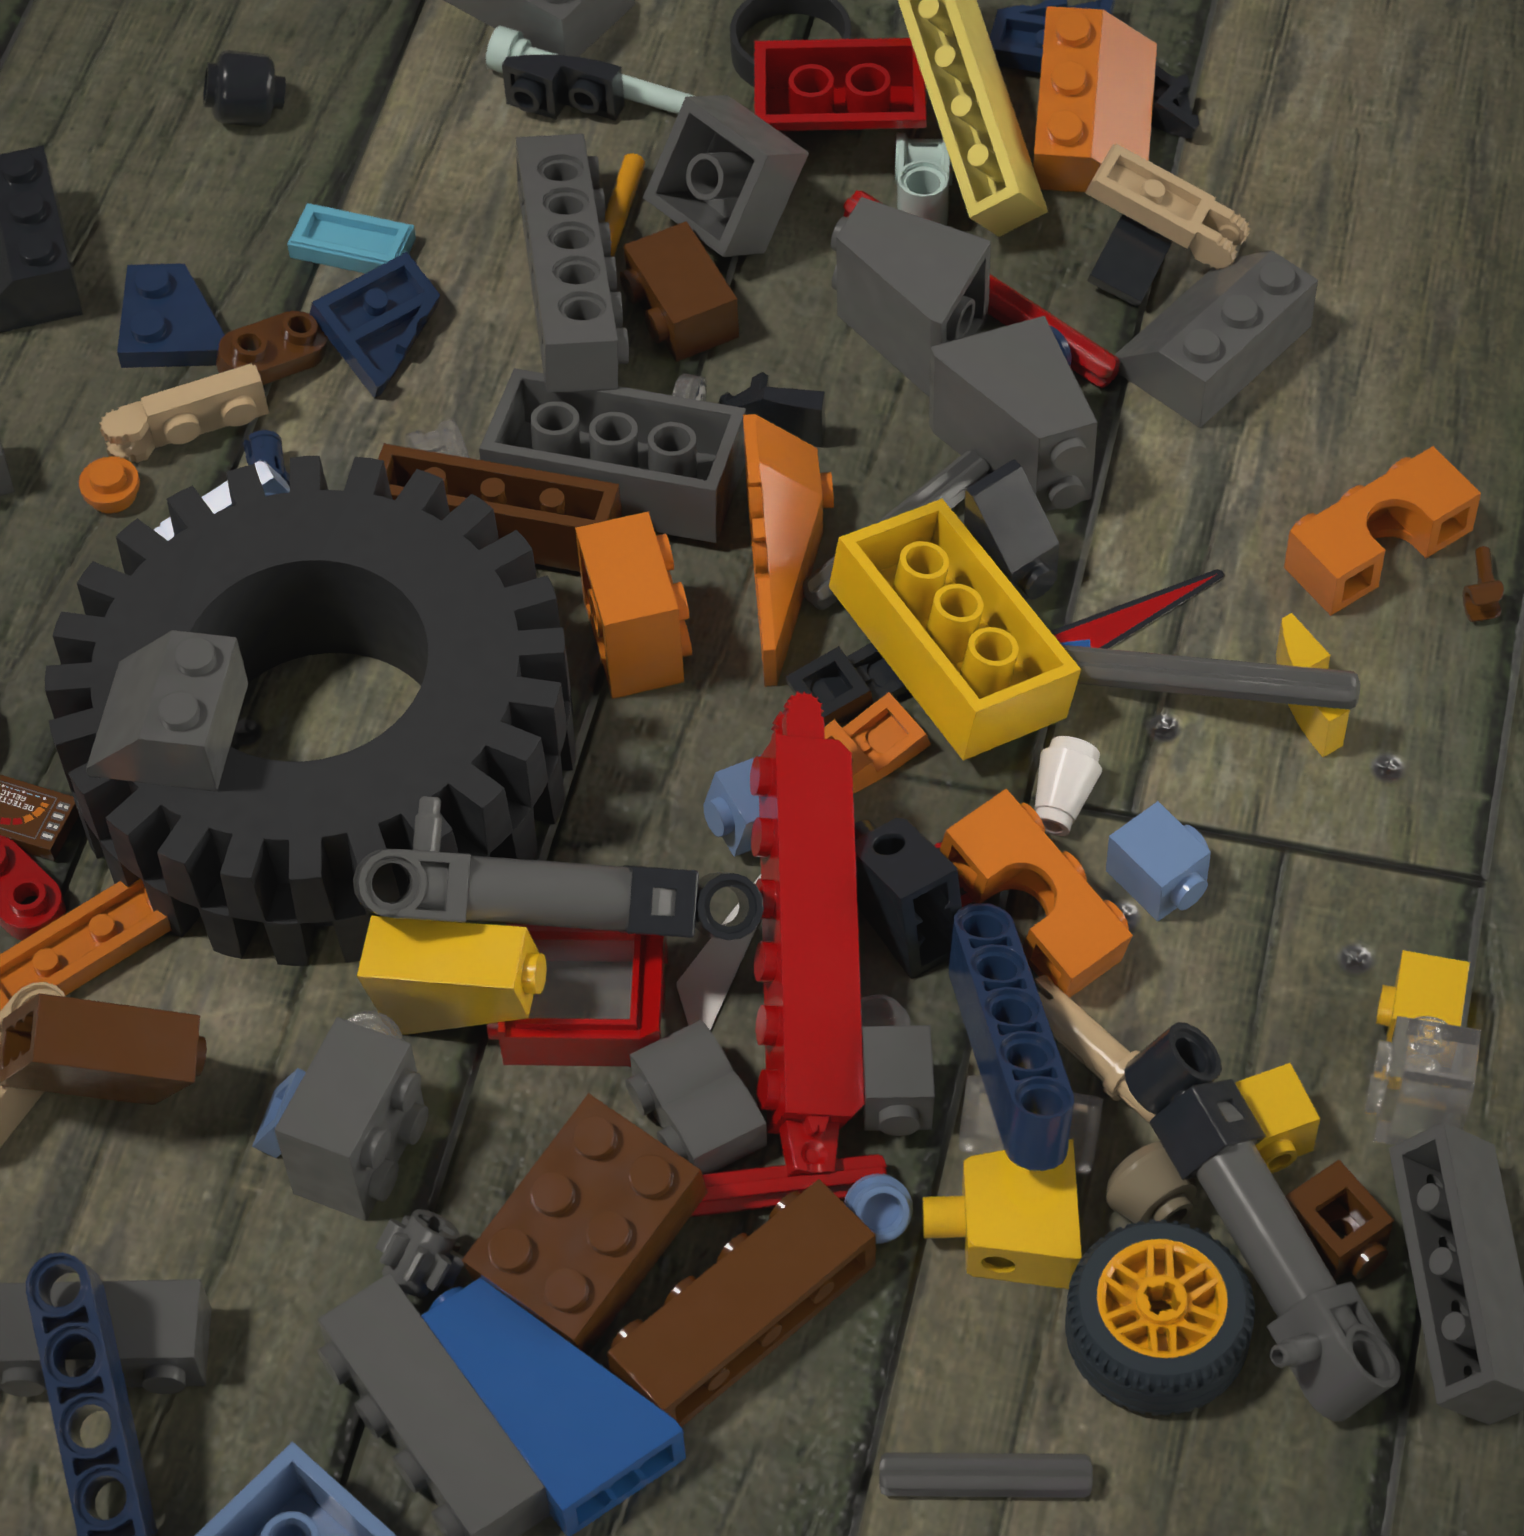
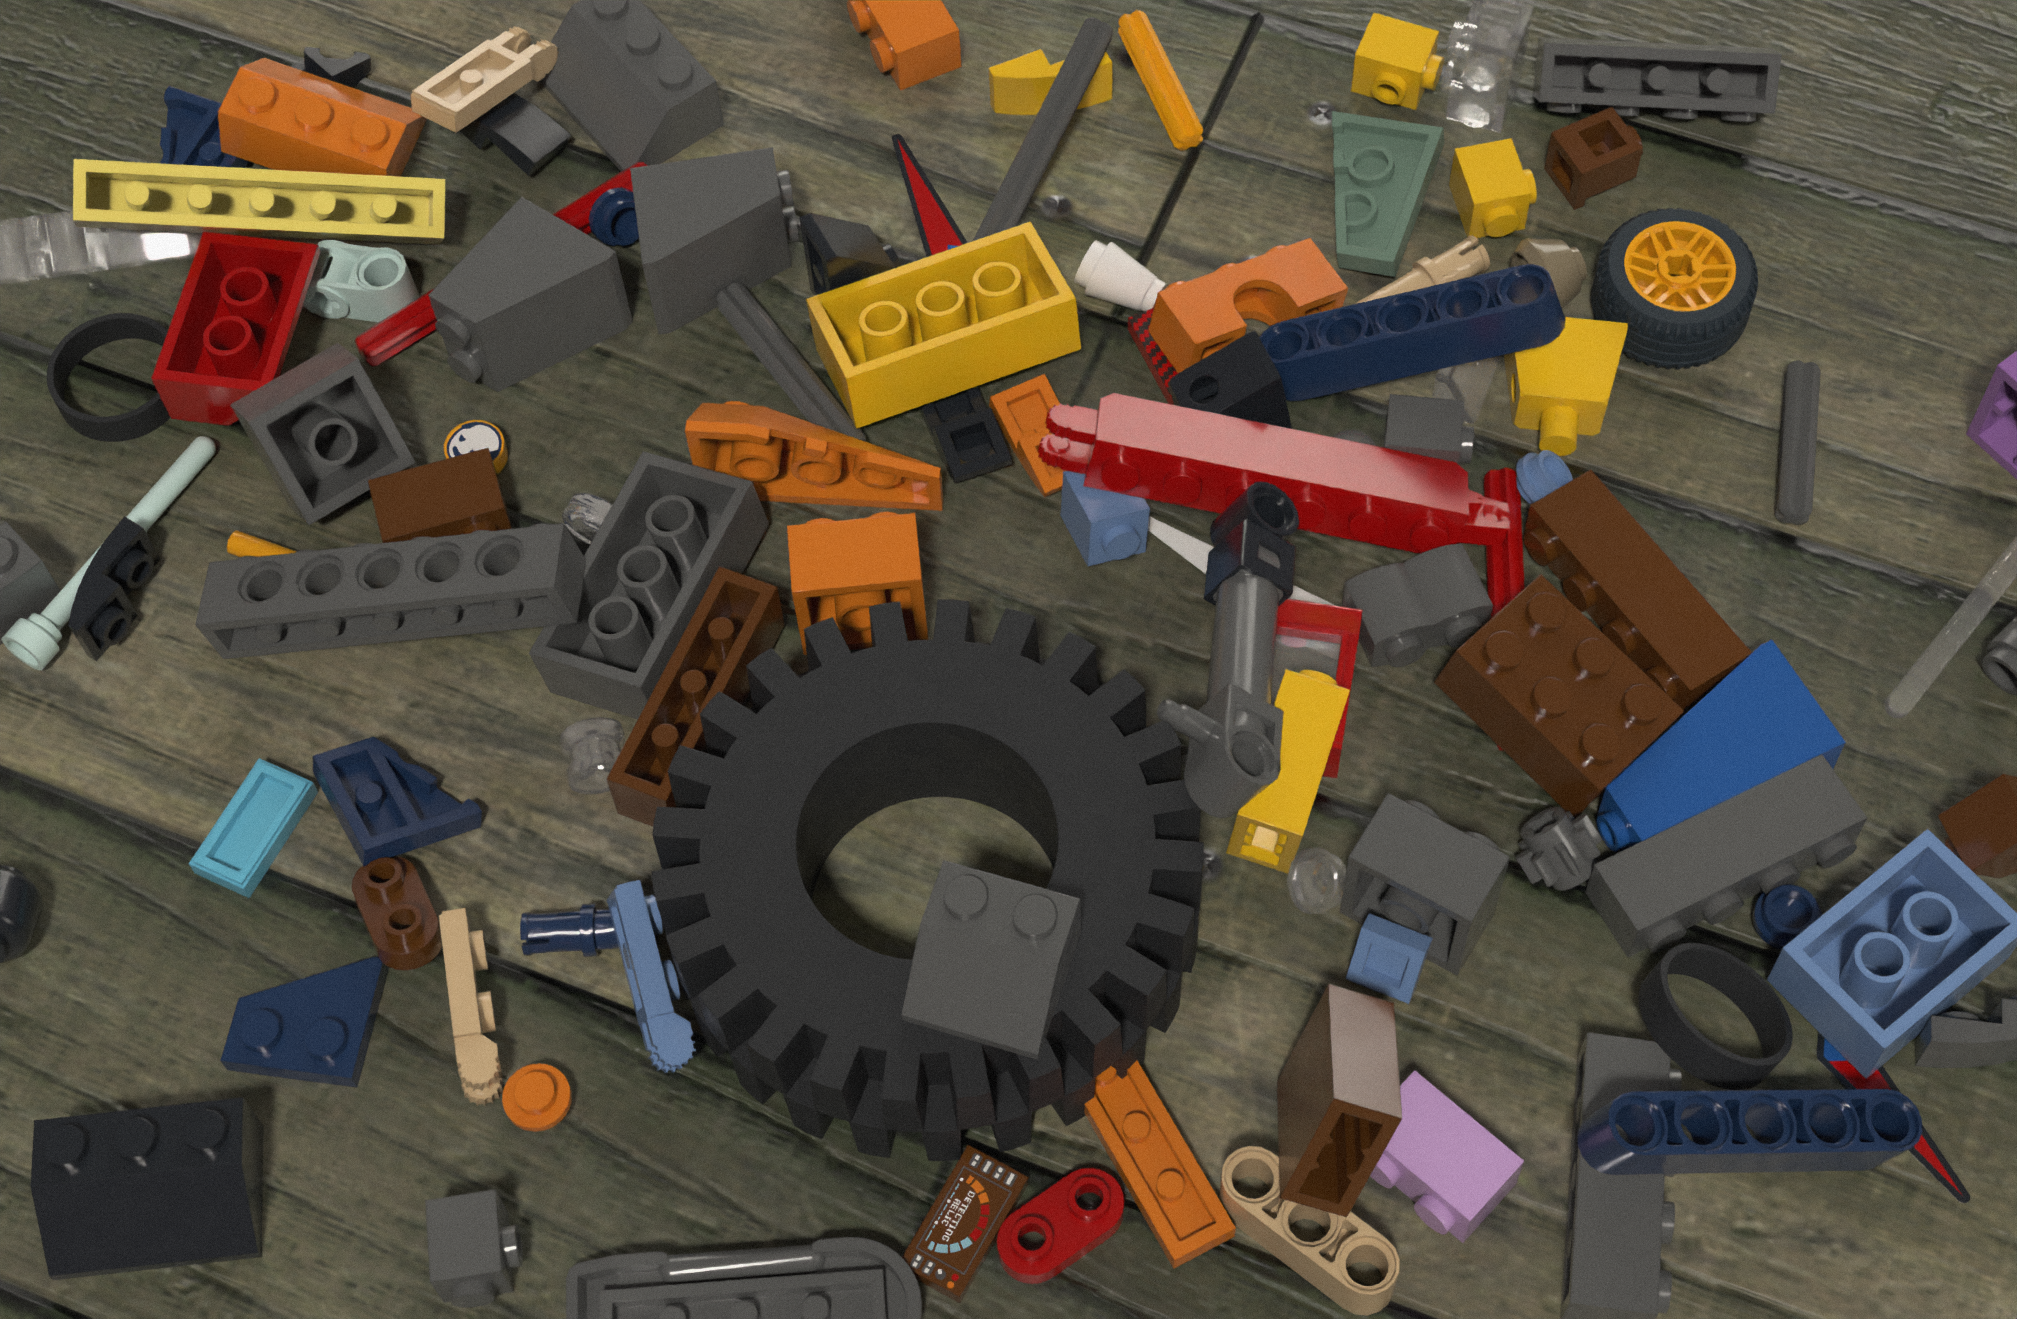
camera: 80 degrees left, 5 degrees up
(81, 1176) = (1445, 1161): none -> lavender brick
(162, 1387) = (1687, 1045): none -> black tyre
(377, 1486) = (1784, 914): none -> dark blue plate
(762, 308) = (474, 436): none -> tile
(790, 409) = (634, 433): black slope -> none
(1159, 861) = (1218, 219): medium blue brick -> none
(1213, 1136) = (1541, 204): dark grey piece -> none
(1248, 1017) = (1379, 187): none -> sand green wing
(1349, 790) = (1160, 80): none -> light orange axle

